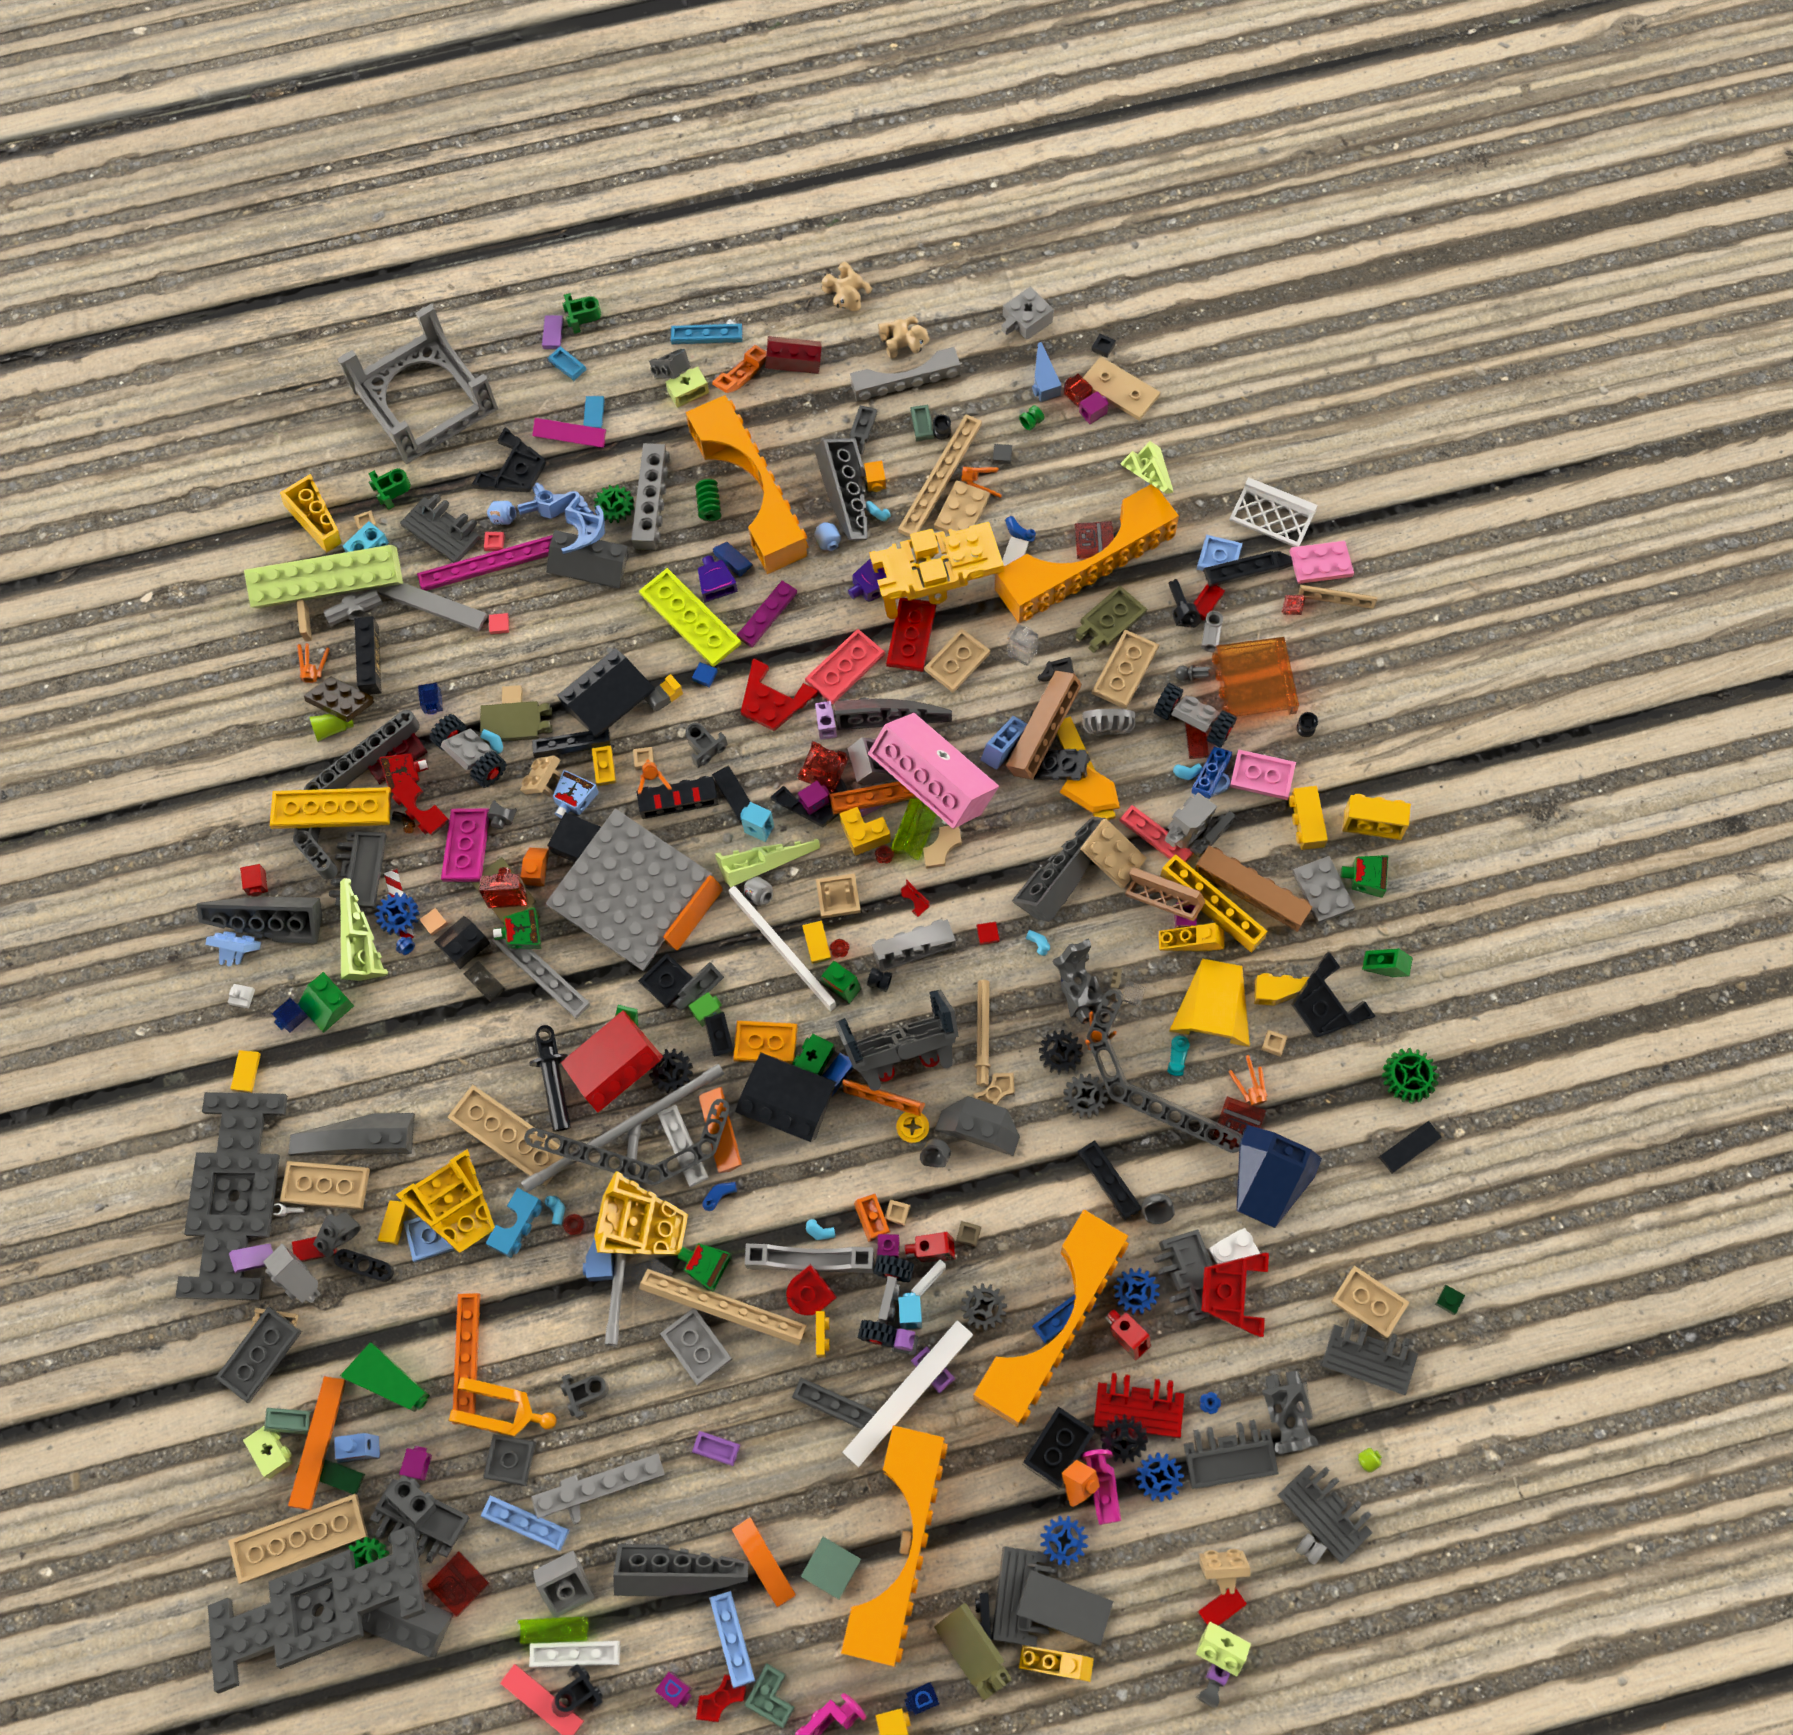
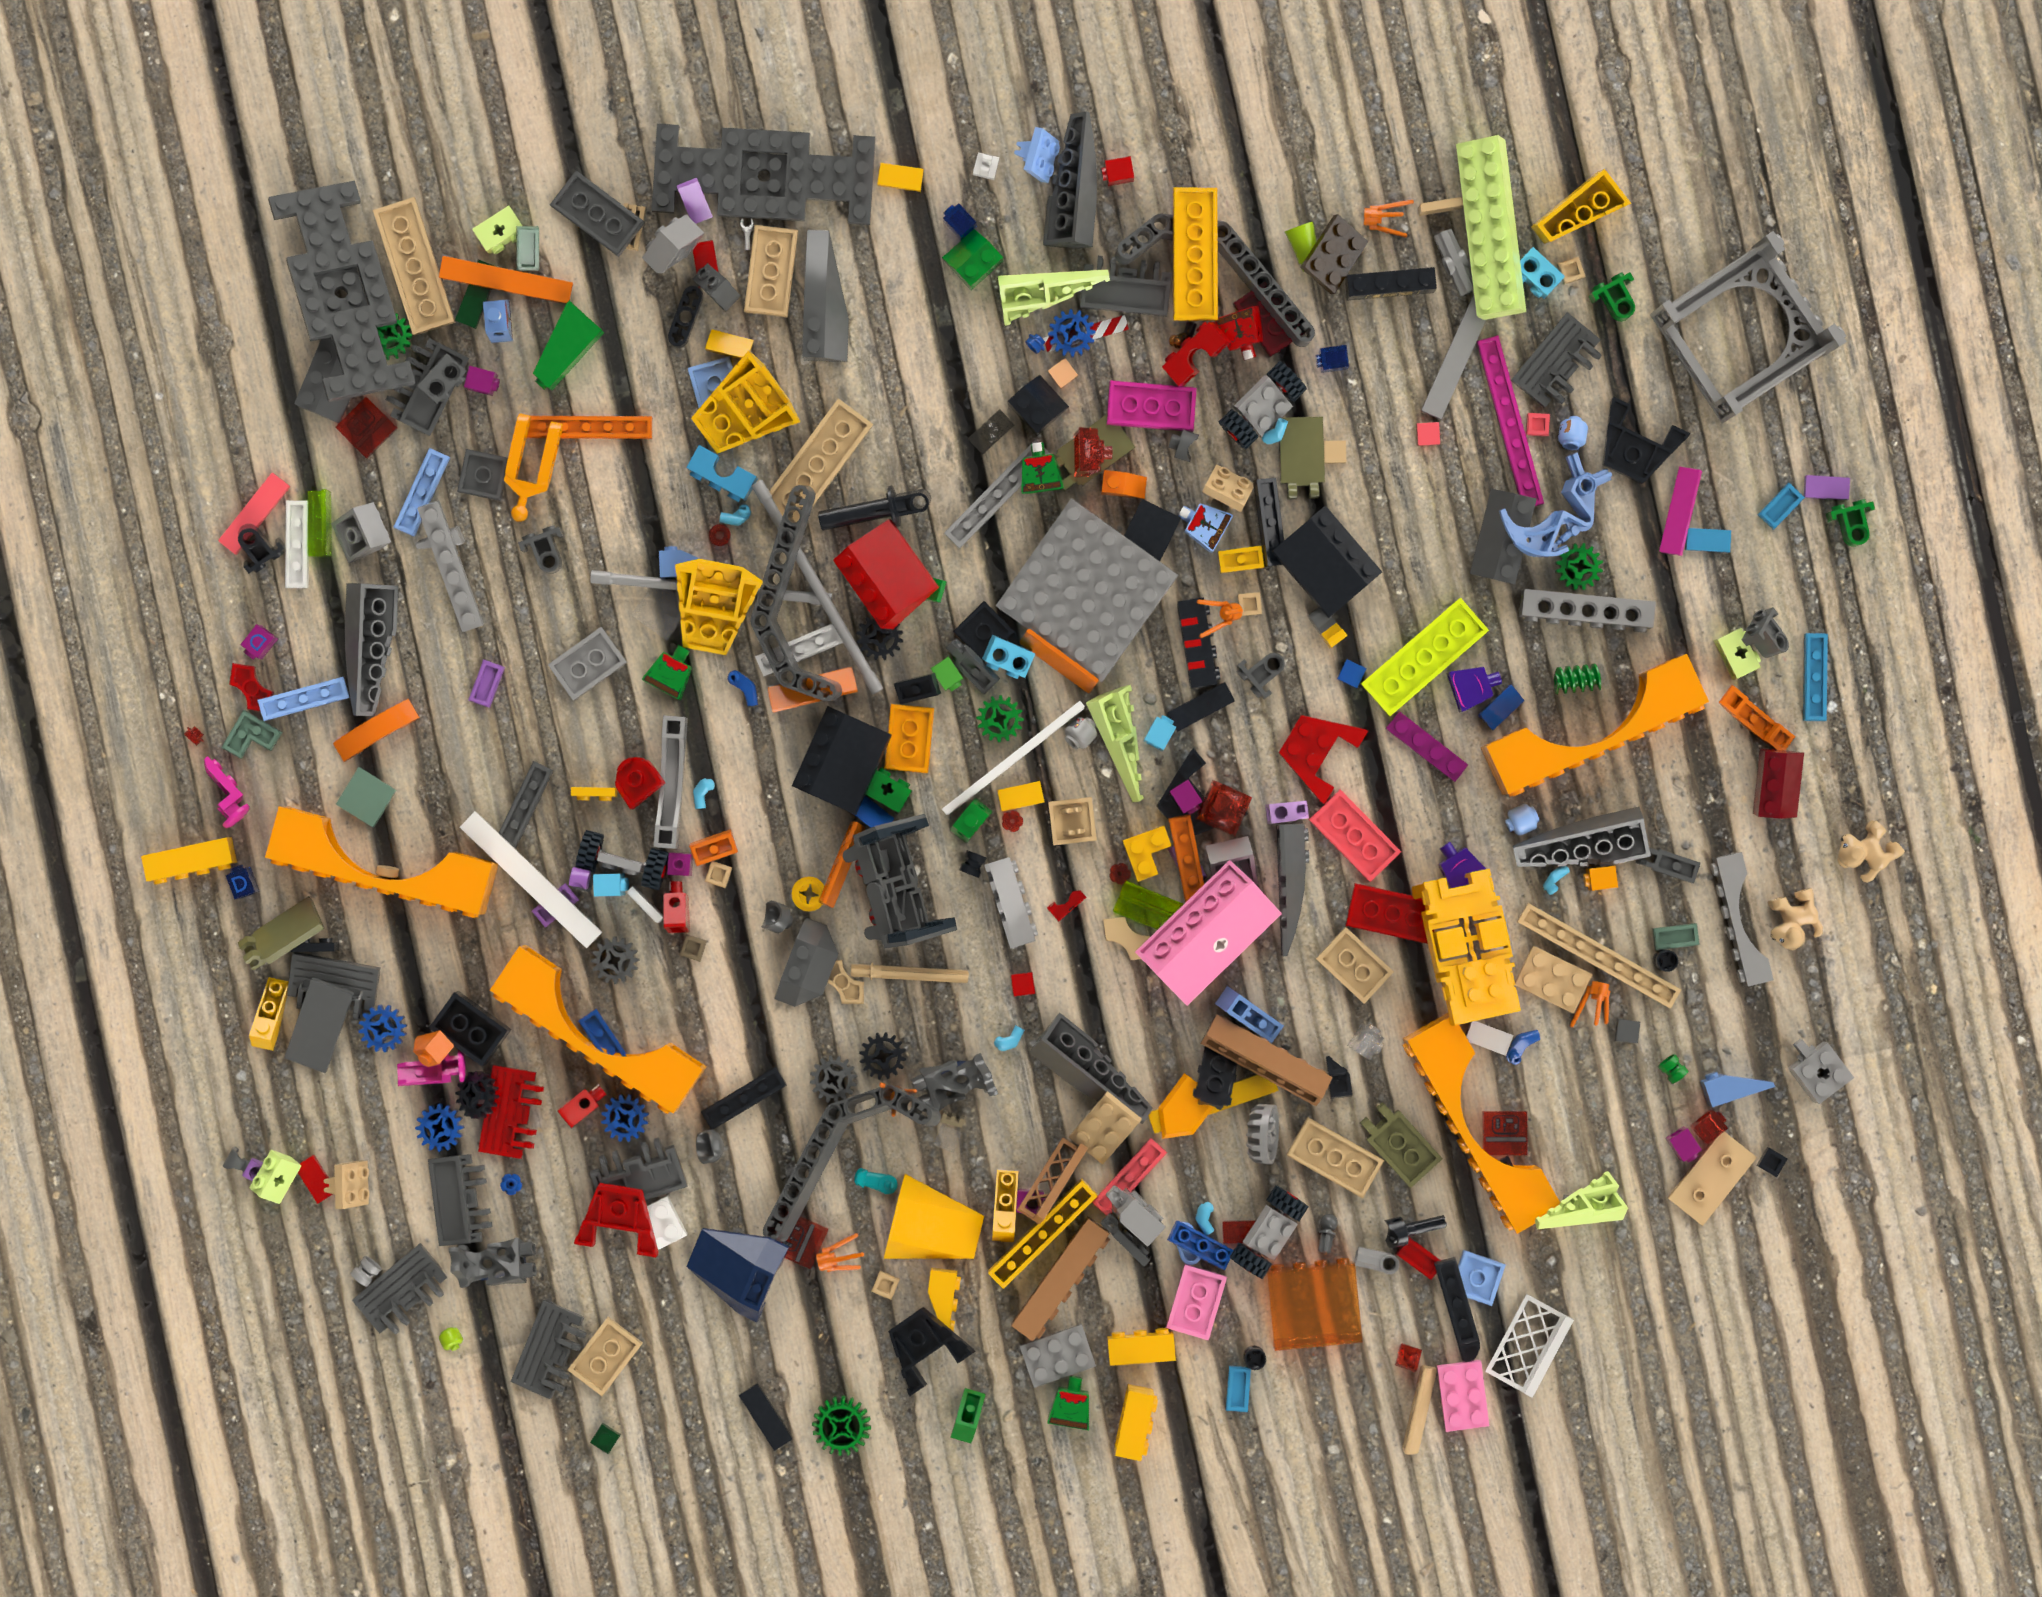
camera: 85 degrees right, 20 degrees up
(685, 953) = (1010, 652): none -> medium azure brick
(723, 1307) = (624, 691): tan plate -> none
(753, 958) = (1009, 715): none -> green gear
(1336, 739) = (1238, 1388): none -> dark azure tile

